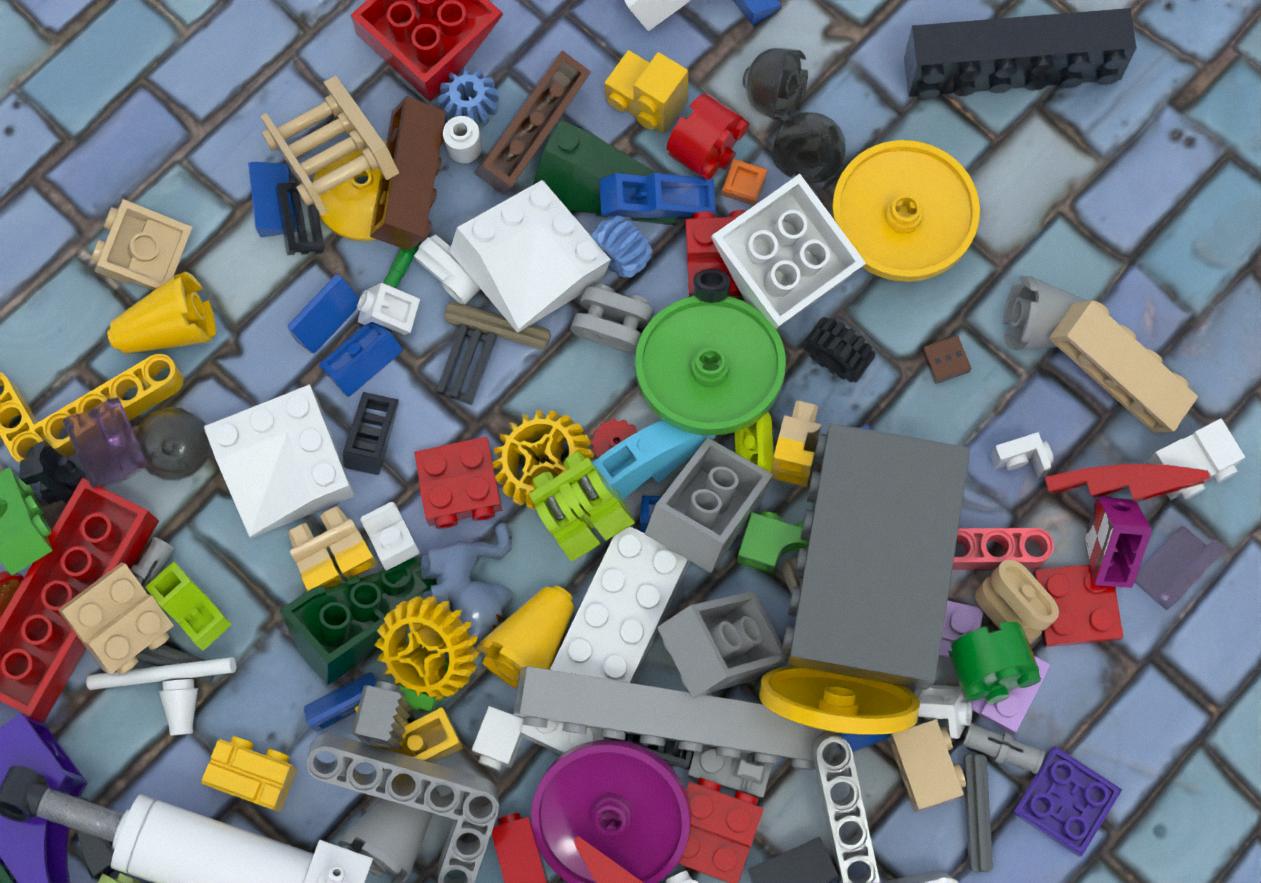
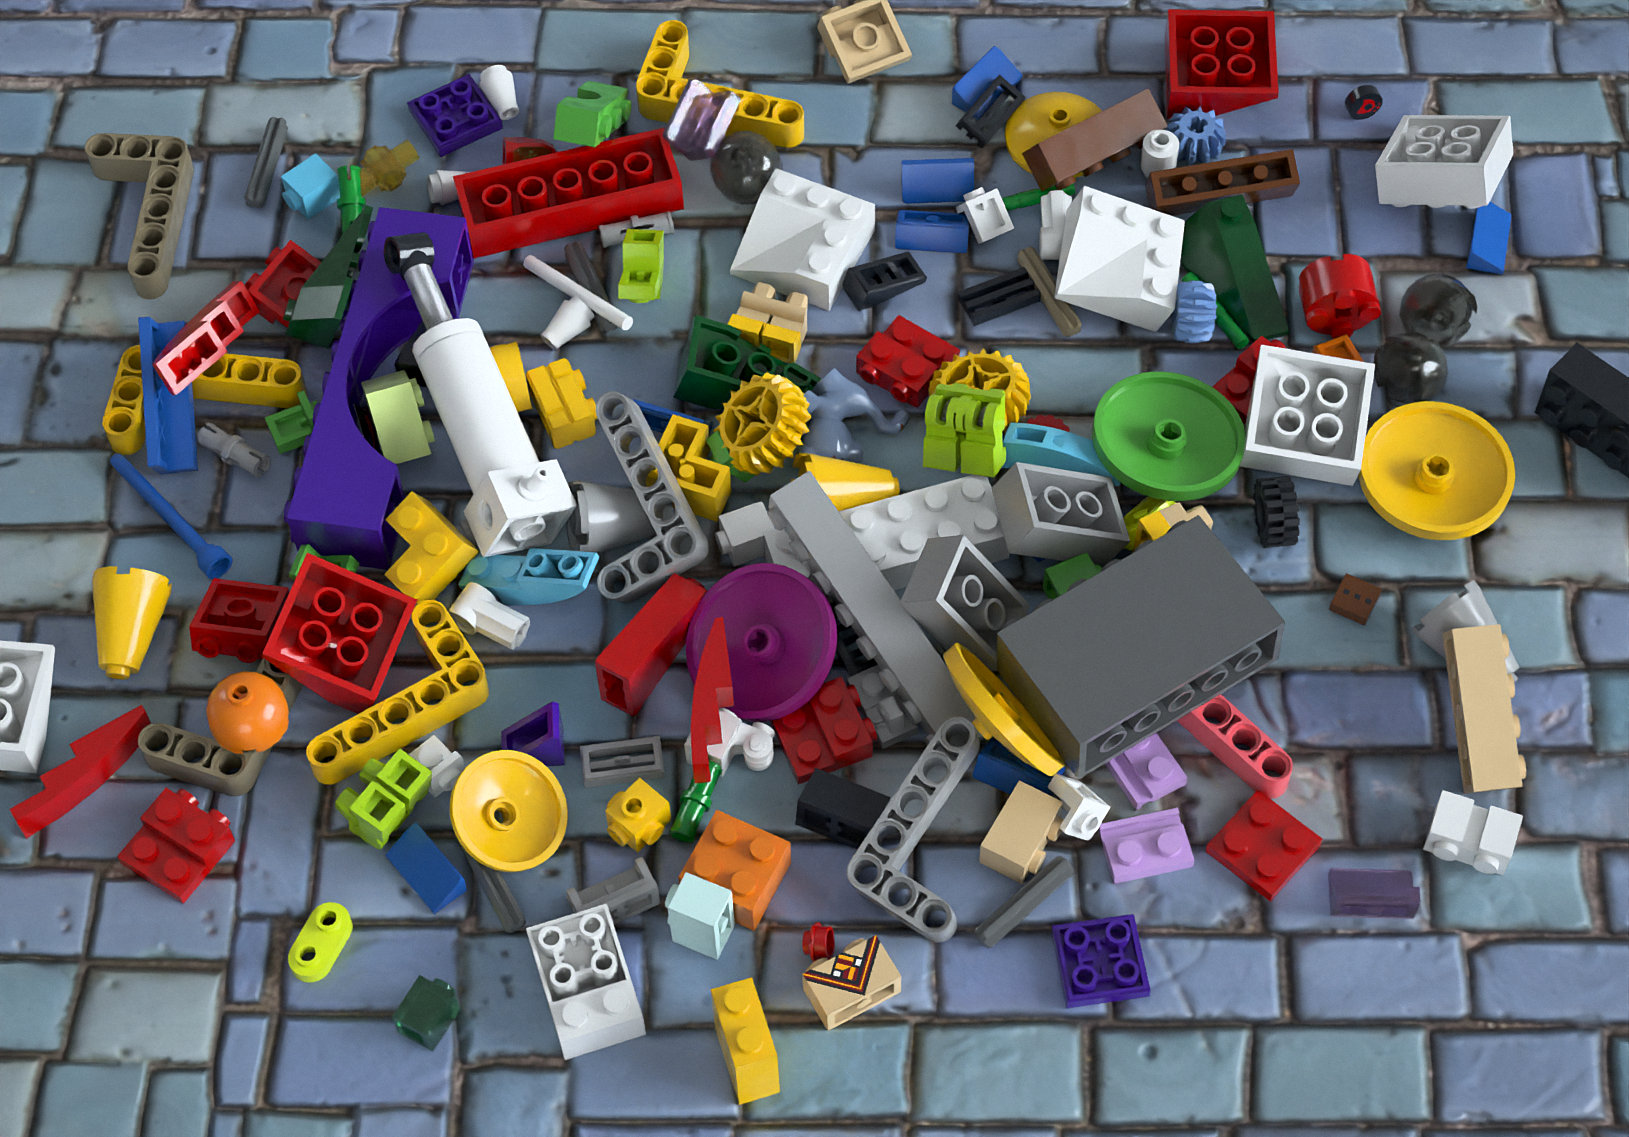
camera: 45 degrees right, 15 degrees down
(55, 472) = (649, 106): black hips -> none
(117, 620) = (587, 227): tan plate -> none
(165, 319) = (830, 90): yellow cone -> none
(181, 791) = (511, 368): none -> yellow brick
(350, 120) = (1058, 73): tan fence -> none
(382, 715) = (682, 421): flat silver brick -> none
(389, 535) = (822, 346): white bracket -> none
(603, 301) = (1143, 343): light grey brick -> none
(646, 229) = (1224, 321): none -> green piece
(648, 90) = (1331, 228): yellow brick -> none
(656, 196) = (1257, 301): blue slope -> none
(711, 285) = (1229, 389): black tile -> none
(994, 662) = (1146, 798): green brick -> none
(1003, 748) = (1093, 877): light grey pin -> none
(1018, 451) = (1338, 702): white bracket -> none
(1018, 597) = (1214, 790): tan brick -> none
(1118, 528) = (1345, 808): magenta torso -> none
(1142, 479) = (1403, 791): red slope -> none

